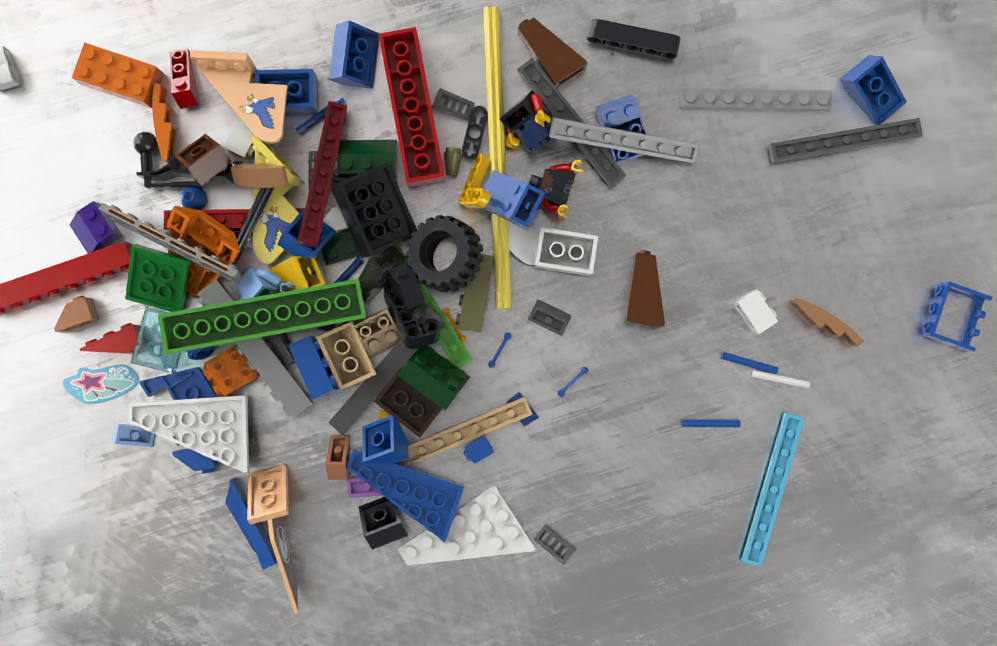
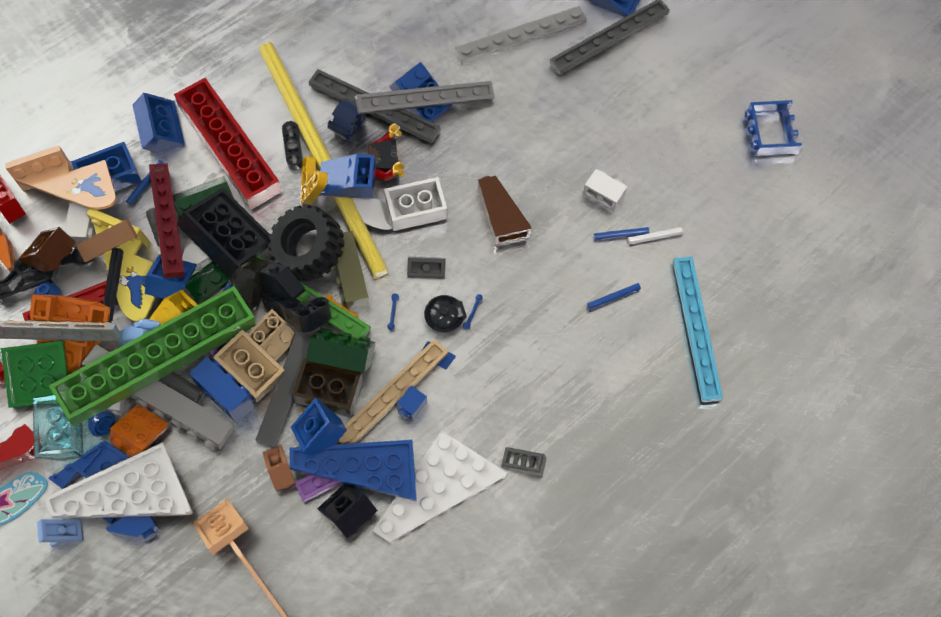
camera: 25 degrees left, 20 degrees down
(255, 533) = (214, 572): blue wedge -> none
(452, 160) = (281, 171): olive cone -> none
(455, 98) = (260, 136): dark grey slope -> none
(522, 112) = (323, 112): torso -> none
(545, 375) = (444, 313): none -> black piece
(550, 52) = (332, 59): reddish brown slope -> none
(633, 38) = (397, 26): black beam -> none
(820, 318) = (660, 172): medium nougat slope -> none

